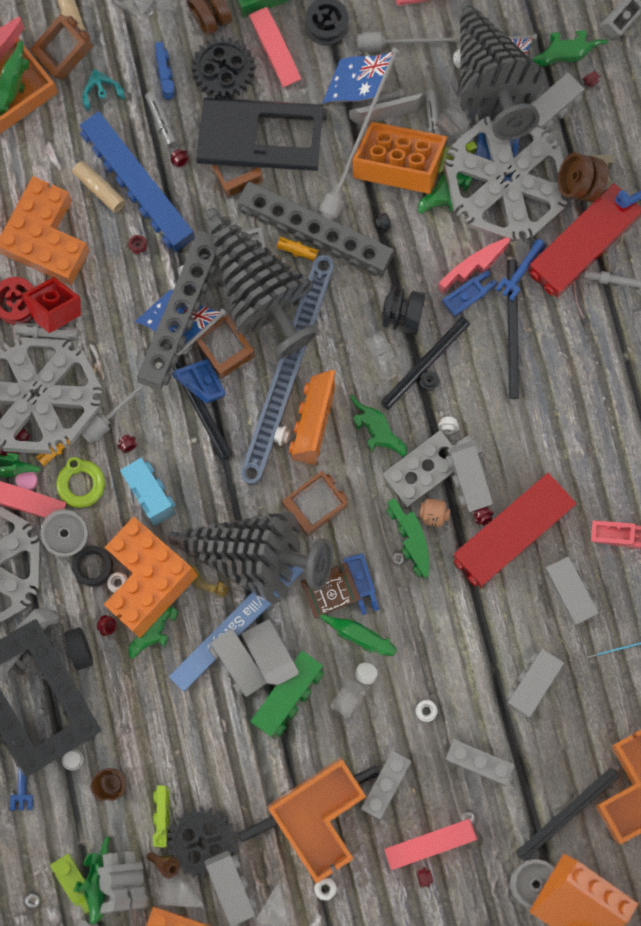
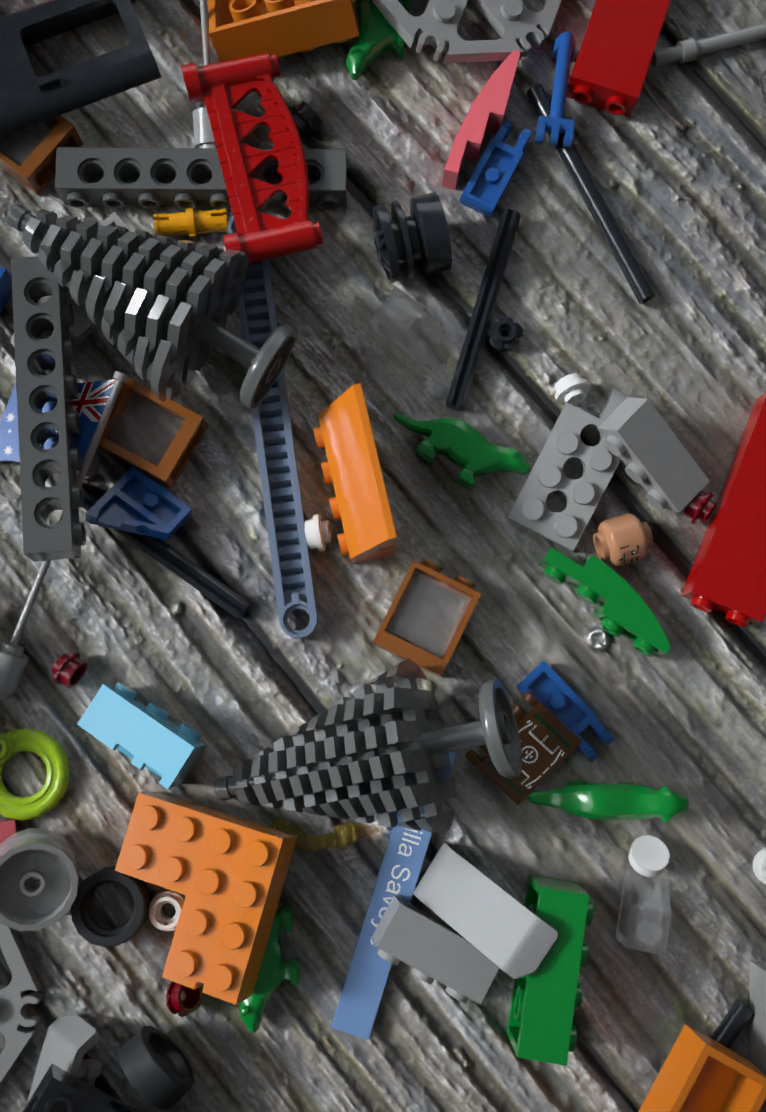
camera: 35 degrees left, 5 degrees up
(345, 190) = (223, 89): none -> red piece

